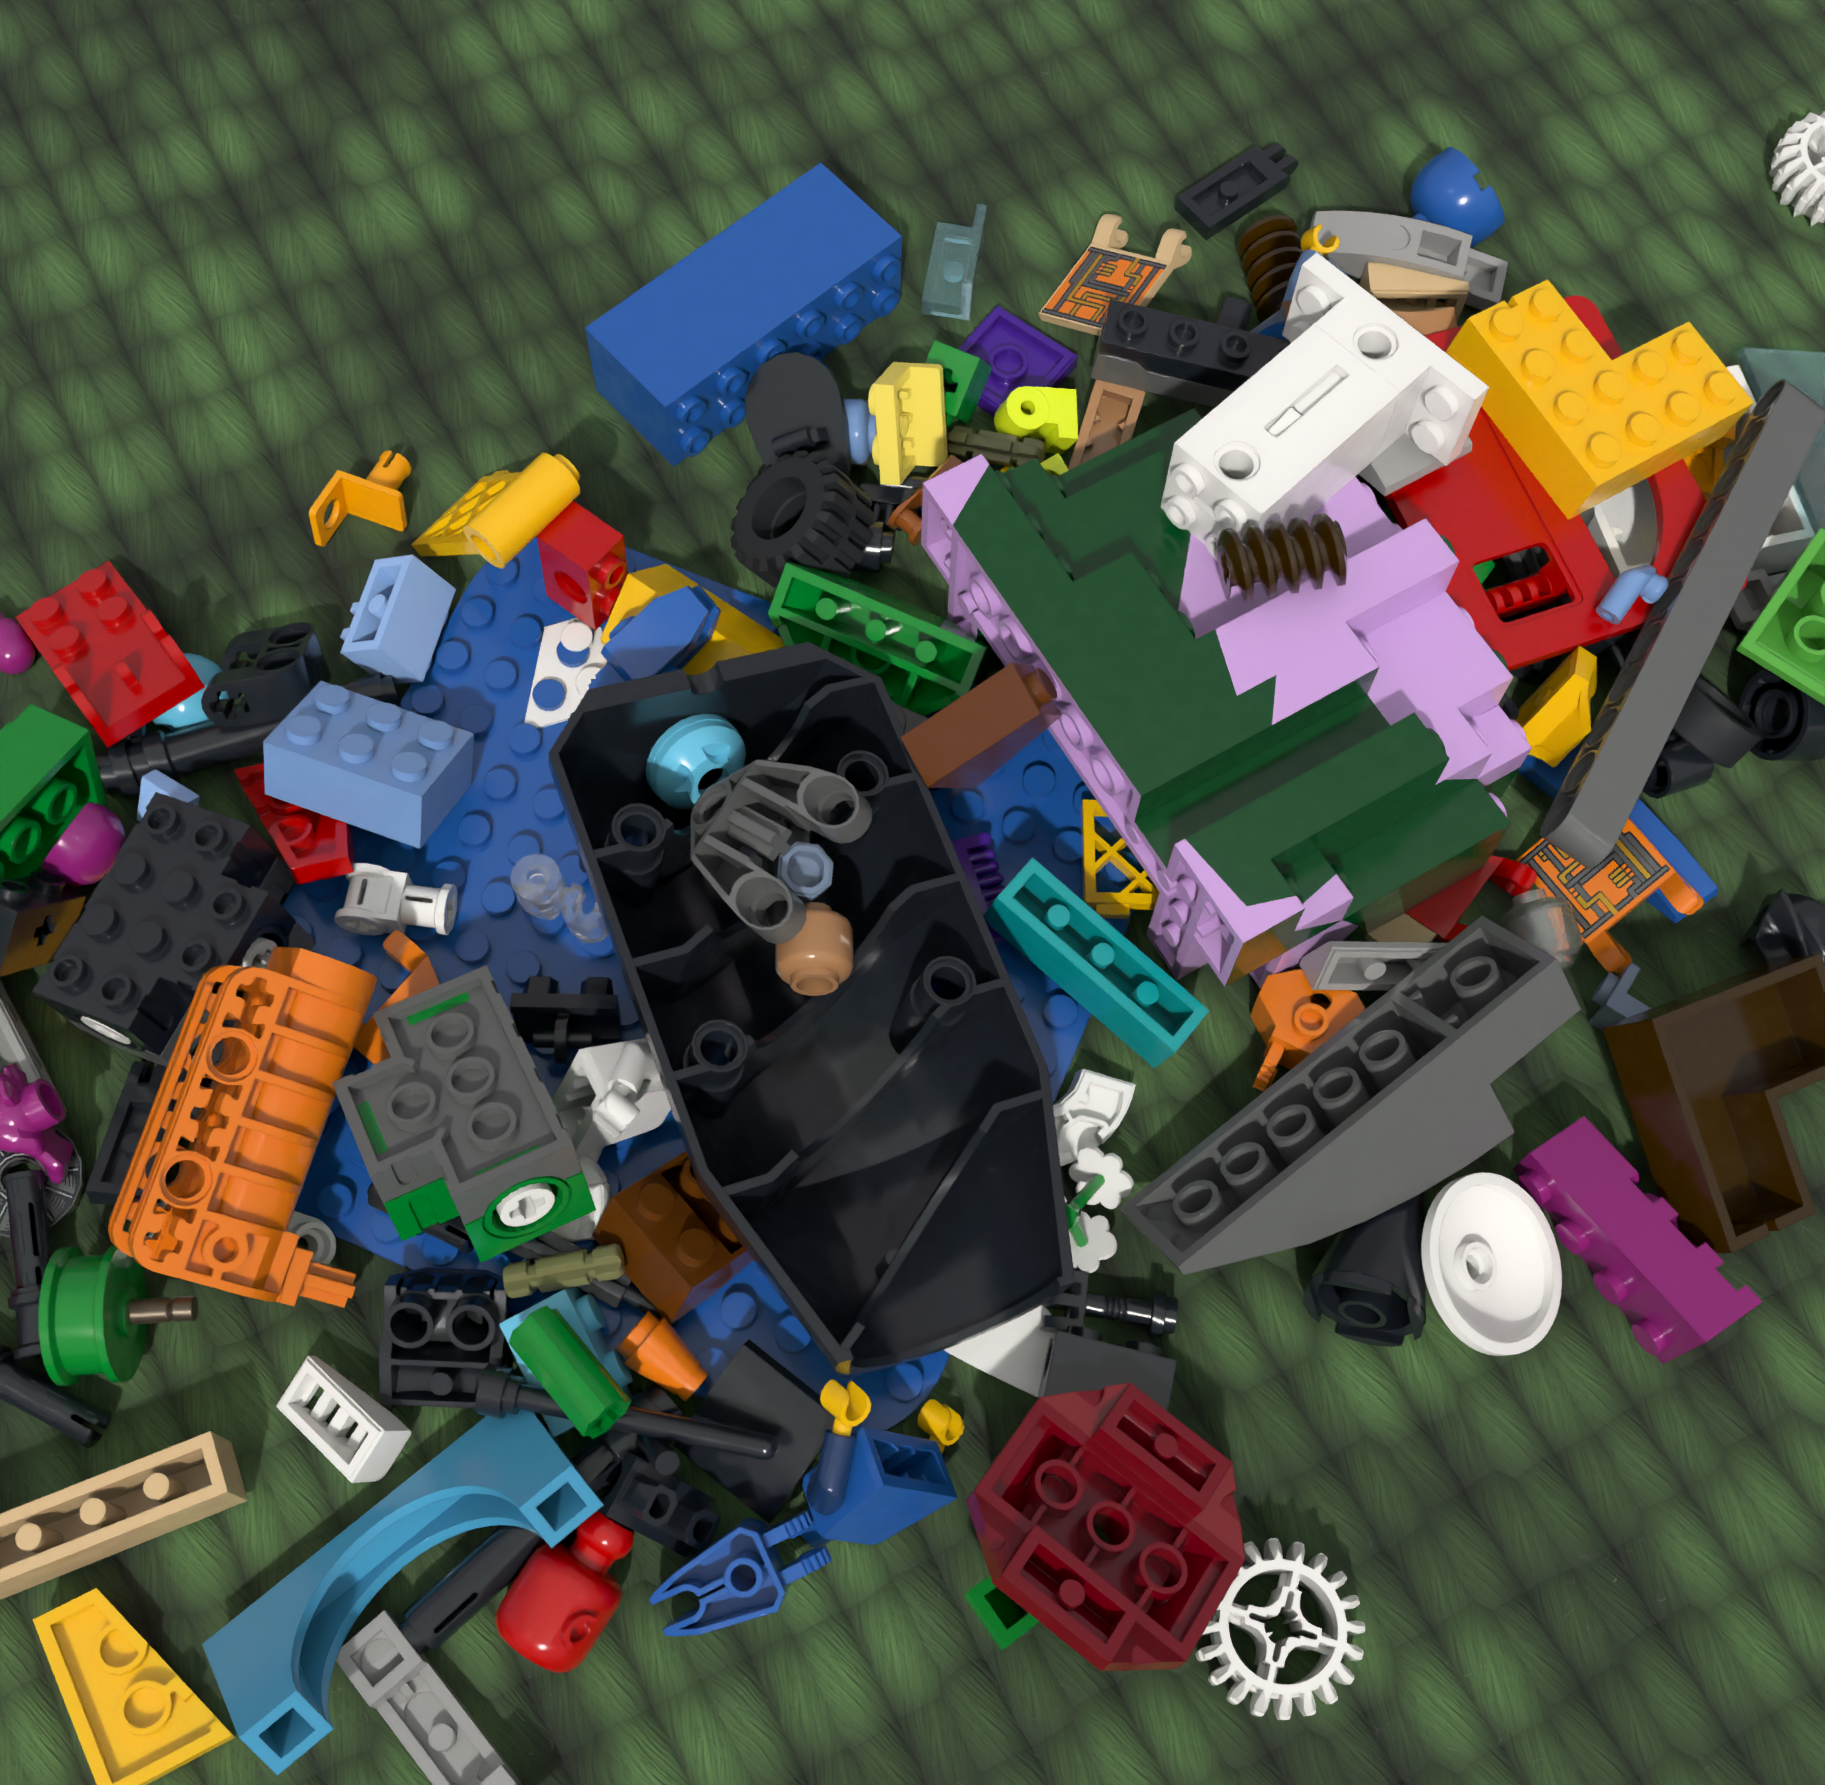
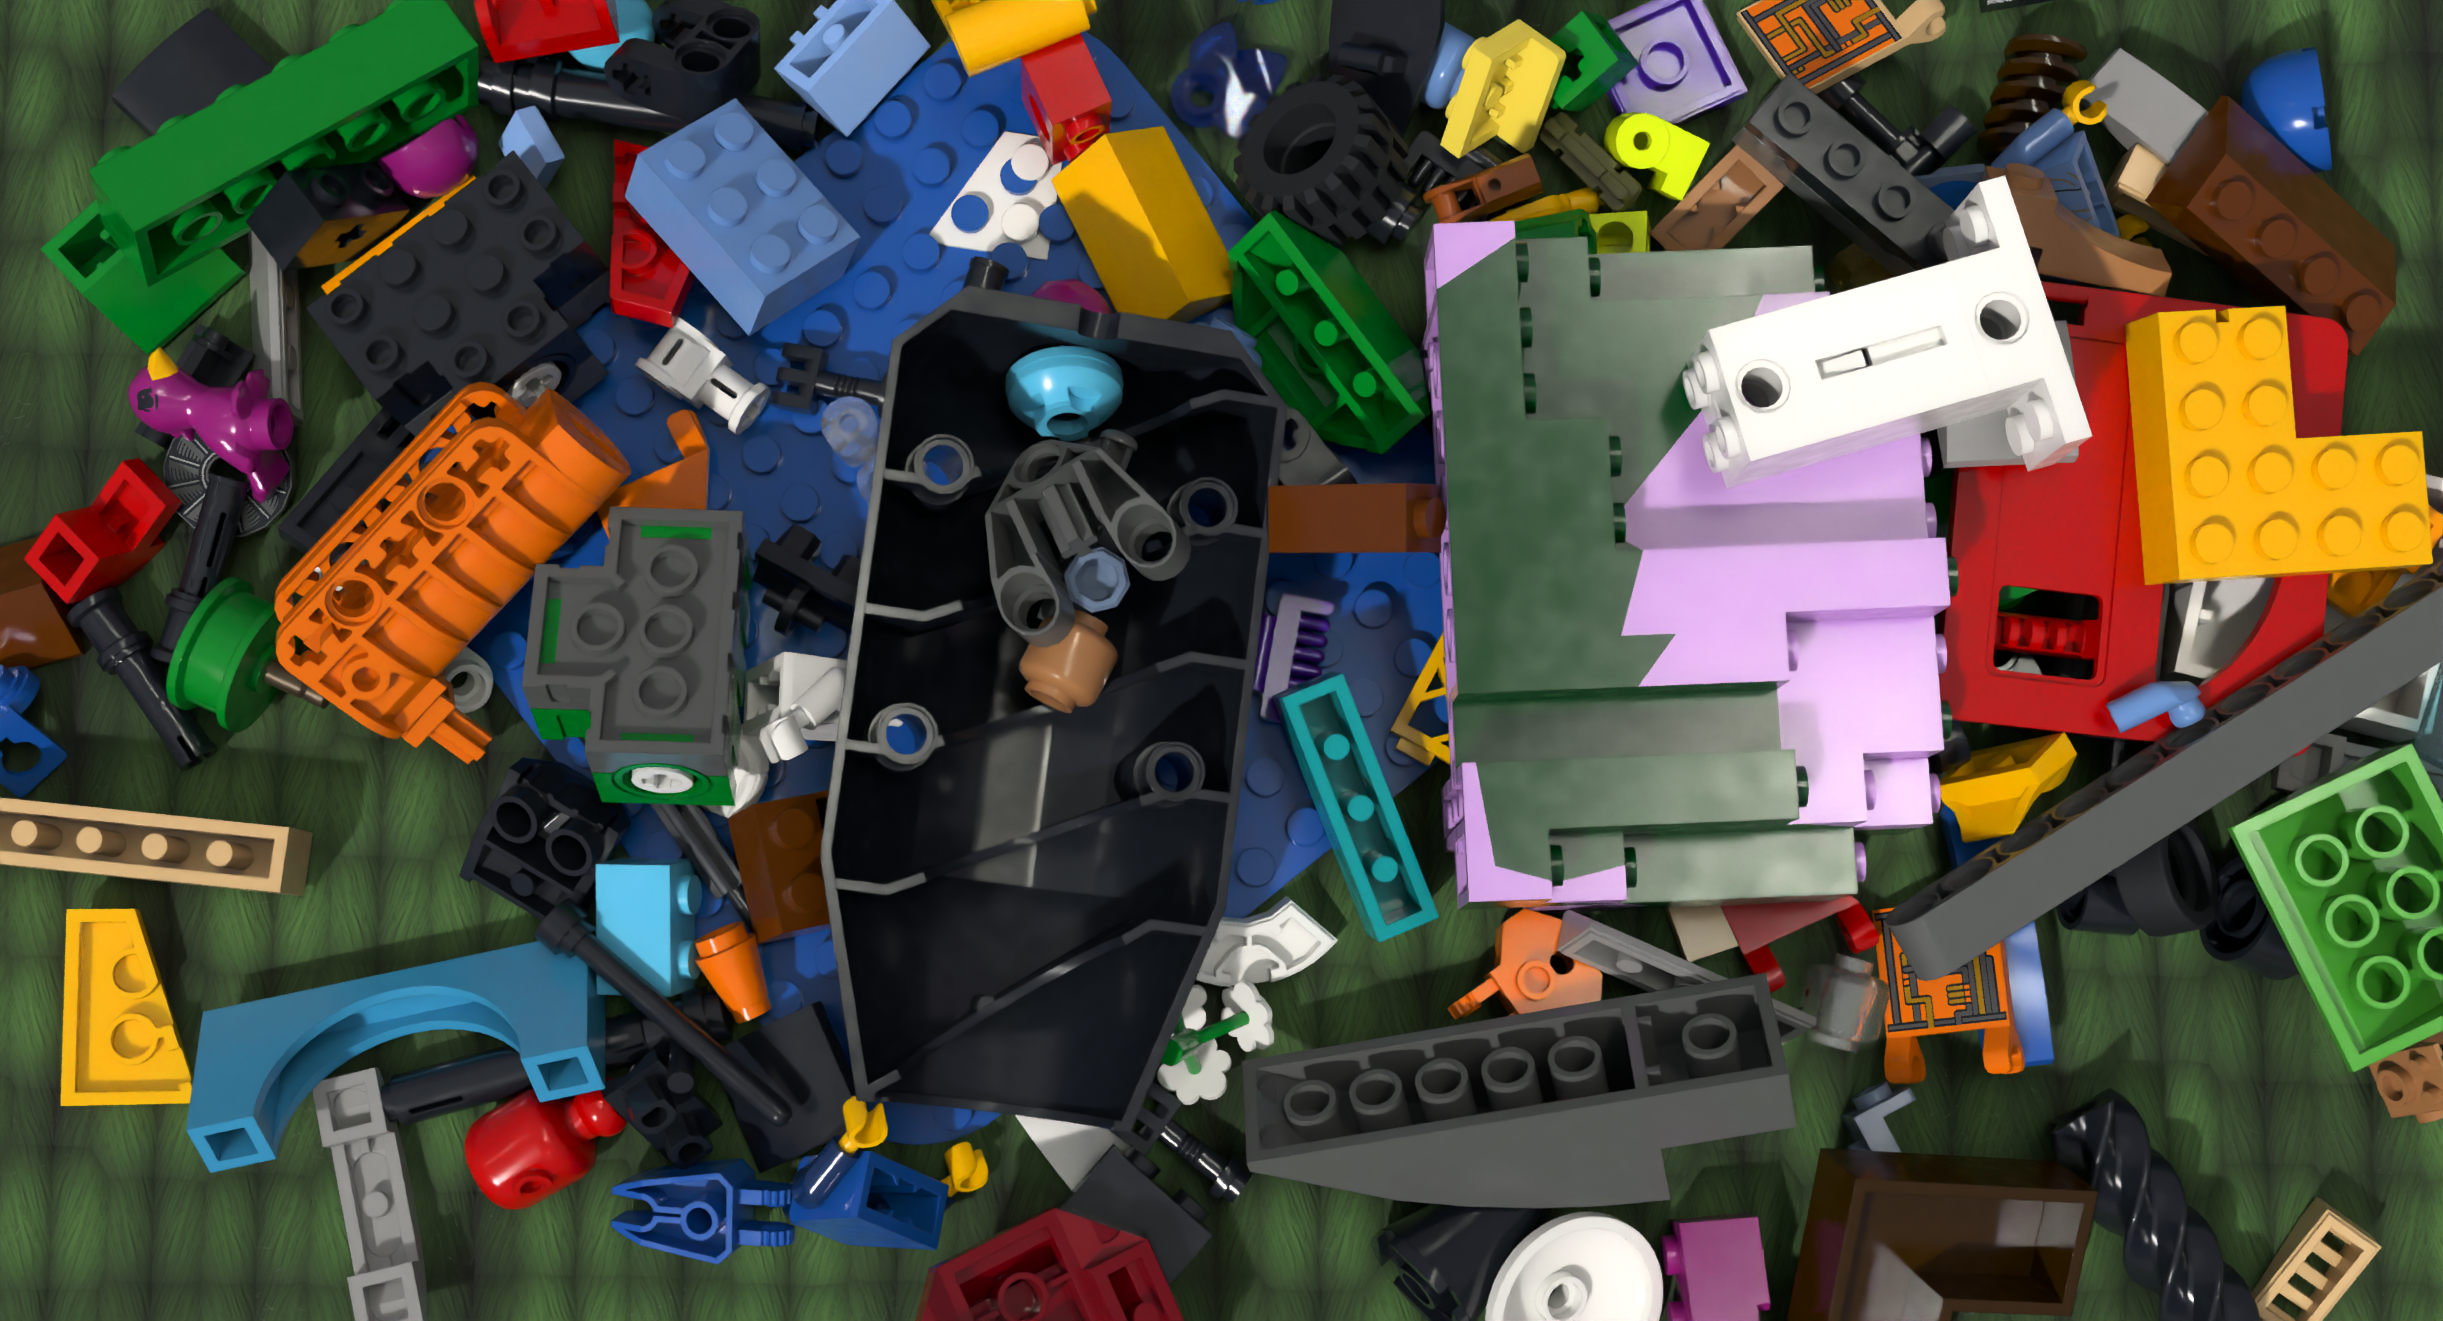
camera: 30 degrees right, 15 degrees up
(374, 1441) = (445, 899): white slope -> none
(487, 866) = (817, 381): none -> black hinge
(564, 1270) = (680, 845): olive axle -> none
(569, 1372) = (631, 951): green axle -> none
(659, 637) = (1089, 232): blue hinge -> none
(700, 514) = (1234, 78): none -> clear blue plate
(1282, 555) = (1752, 514): dark brown piece -> none
(1483, 262) = (2277, 225): none -> reddish brown slope

